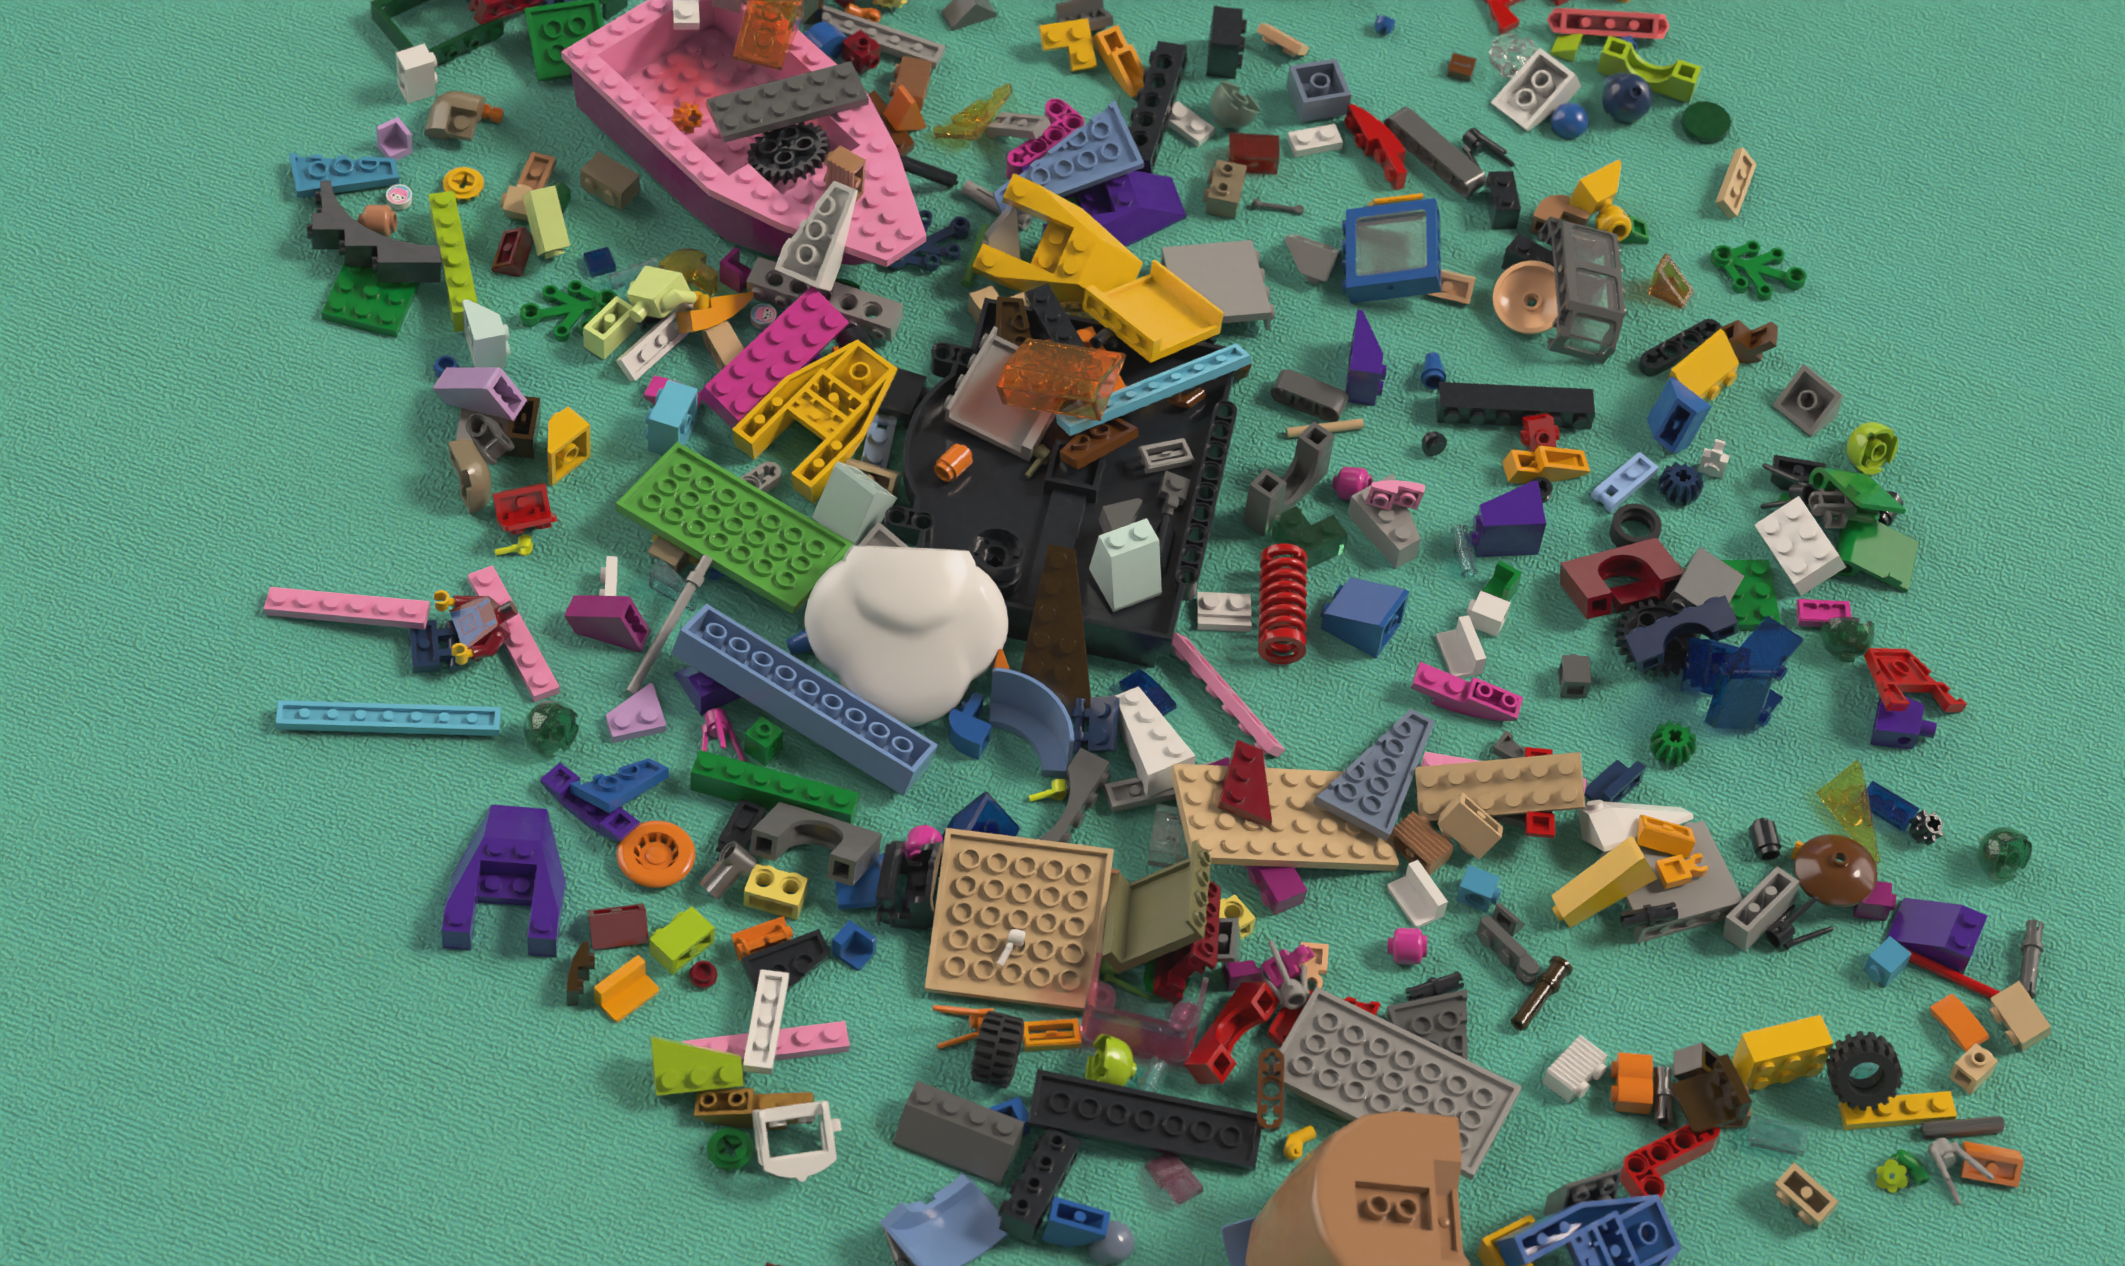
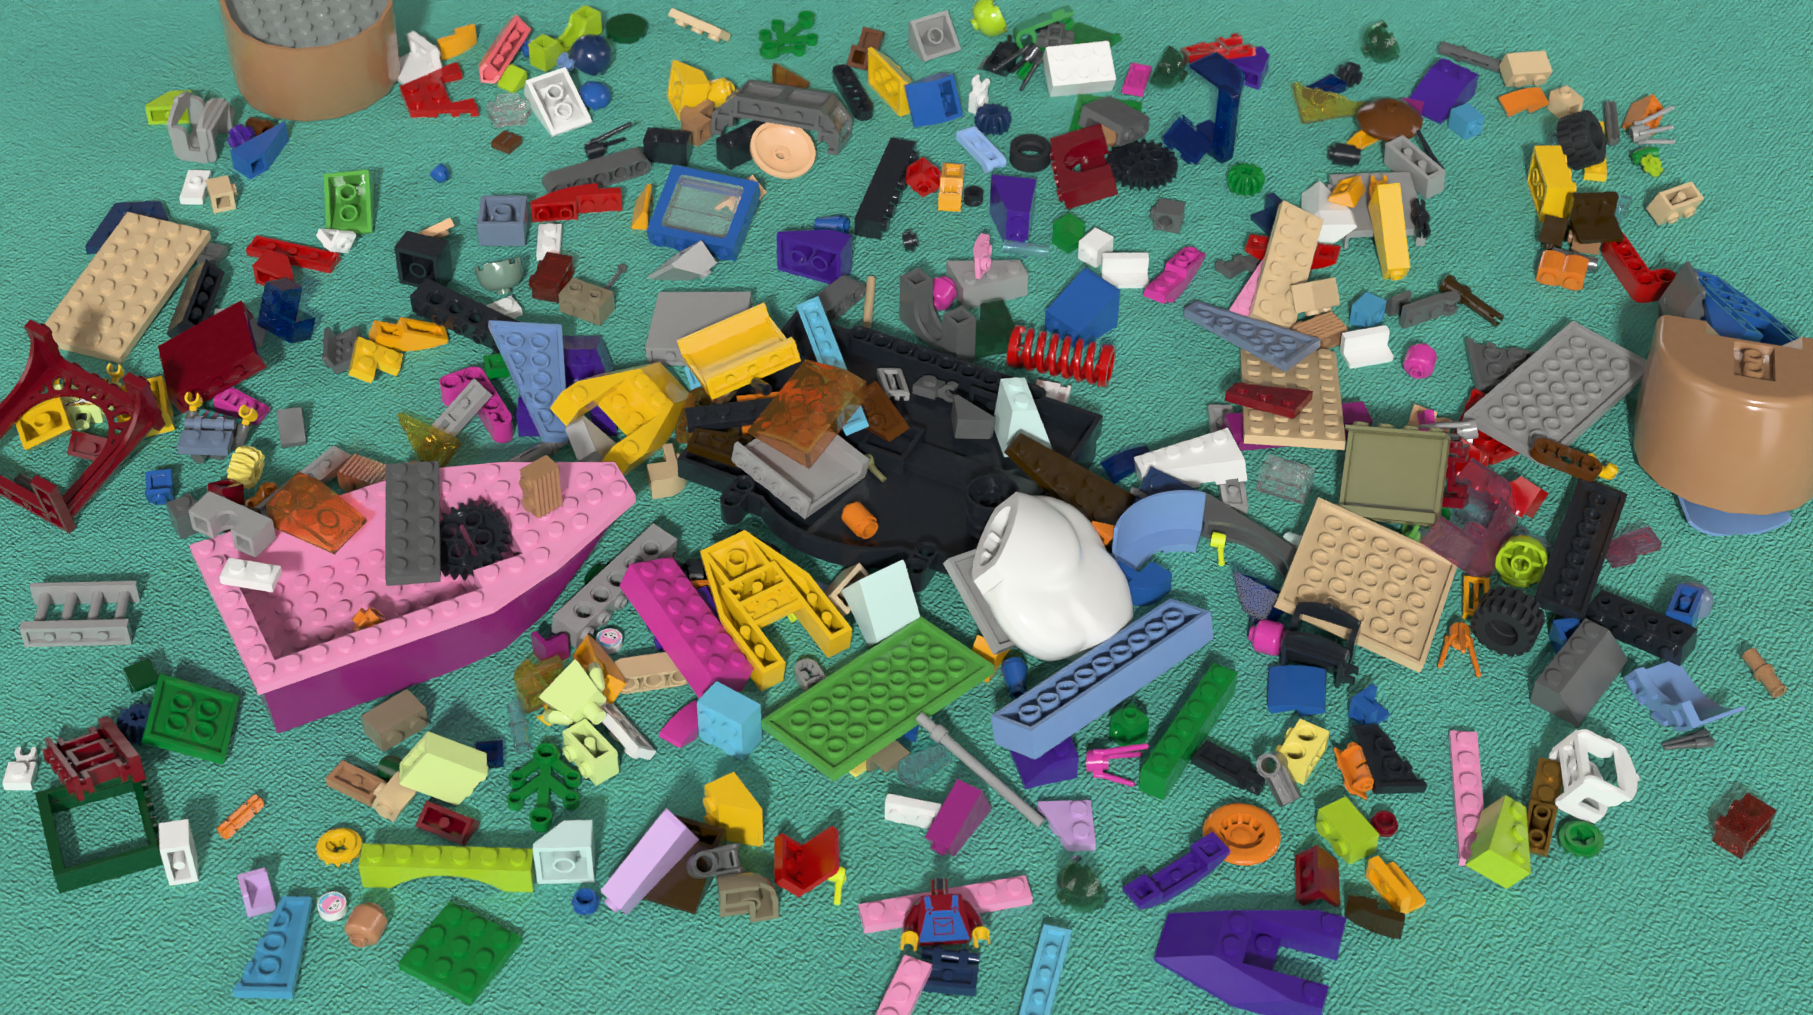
camera: 70 degrees left, 10 degrees down
(391, 259) = (400, 941): black arch -> none
(455, 116) = (248, 832): dark tan brick -> none
(617, 789) = (1161, 844): blue wing -> none
(766, 1022) = (1455, 777): white plate -> none
(786, 825) = (1273, 675): dark grey arch -> none
(819, 243) = (607, 548): white wedge -> none
(1015, 937) = (1392, 586): white hand -> none
(1232, 702) = (1155, 412): bright pink plate -> none
(1435, 986) = (1458, 358): black pin -> none
(1575, 1069) = (1547, 297): white brick -> none
(1712, 619) = (1162, 158): dark blue arch -> none
(1952, 975) = (1485, 91): red bar -> none

